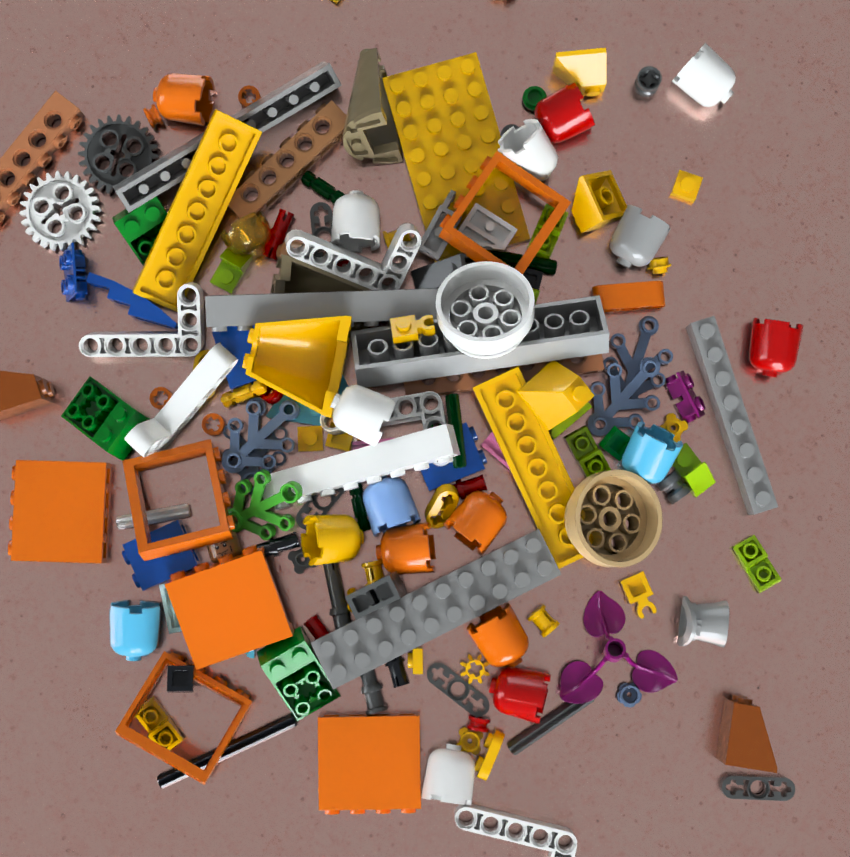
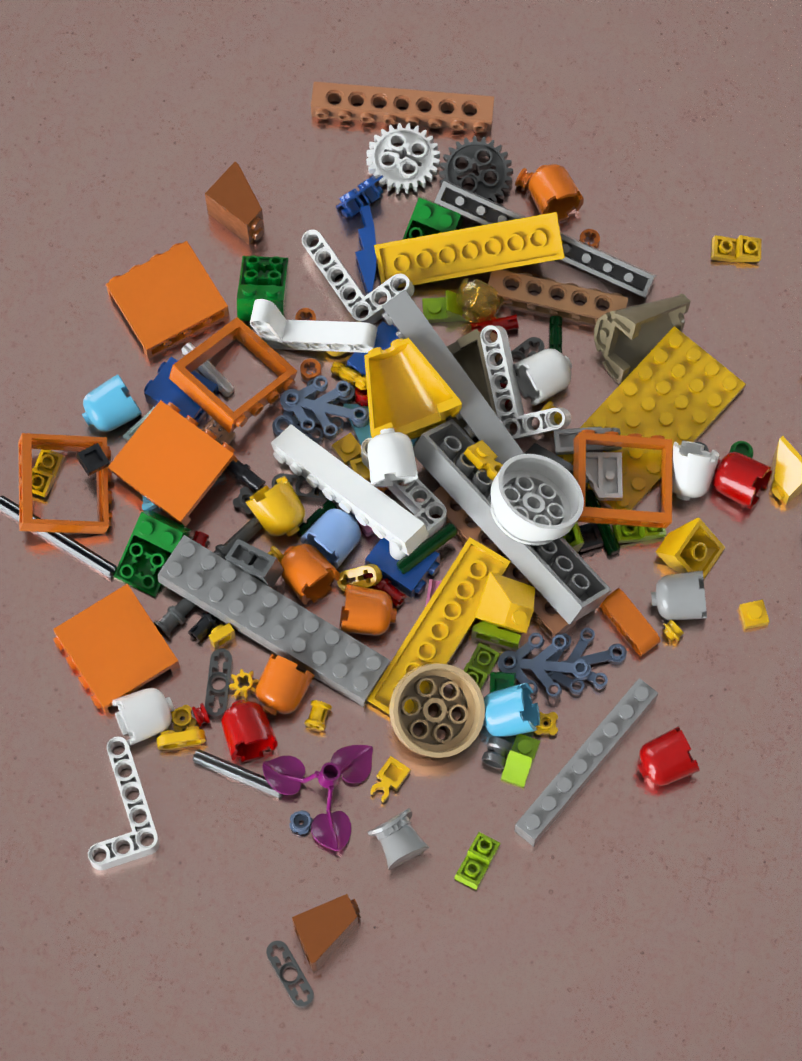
camera: 55 degrees right, 15 degrees down
(260, 508) = (293, 449): bright green plant -> none
(683, 387) = (585, 708): magenta hinge -> none

